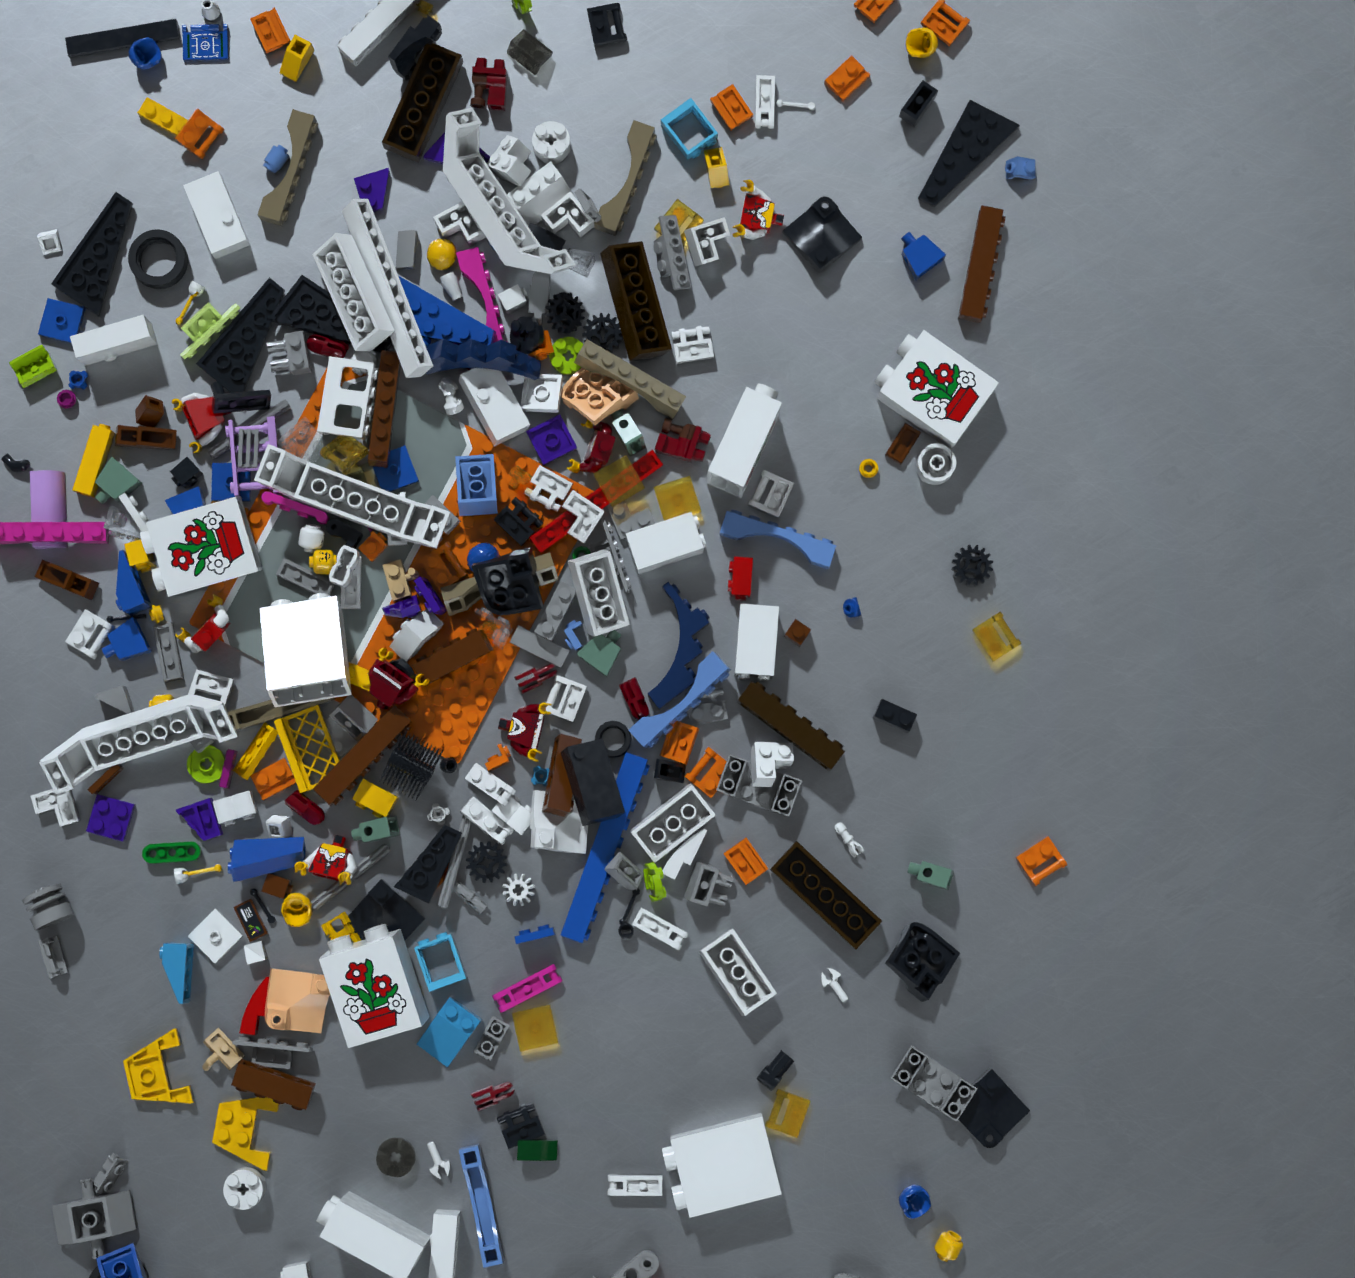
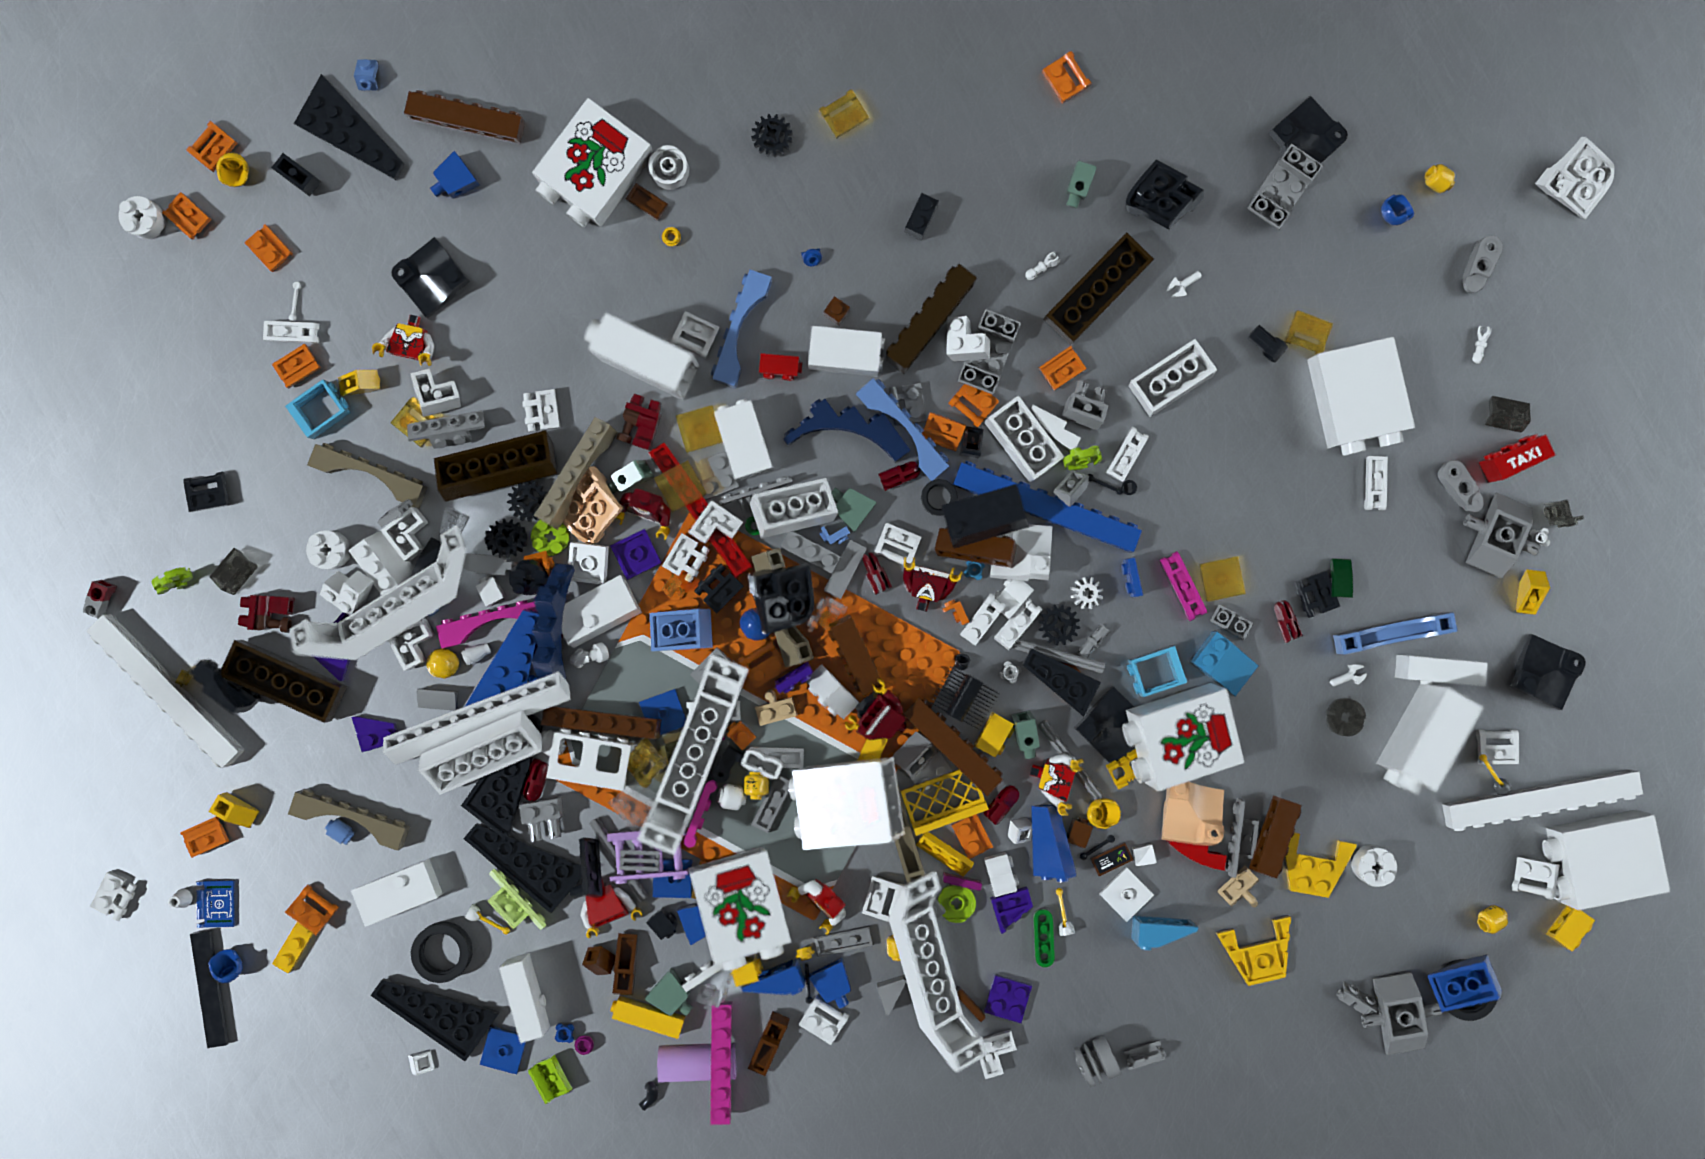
camera: 85 degrees left, 5 degrees up
(407, 607) = (805, 704): dark purple wing -> none

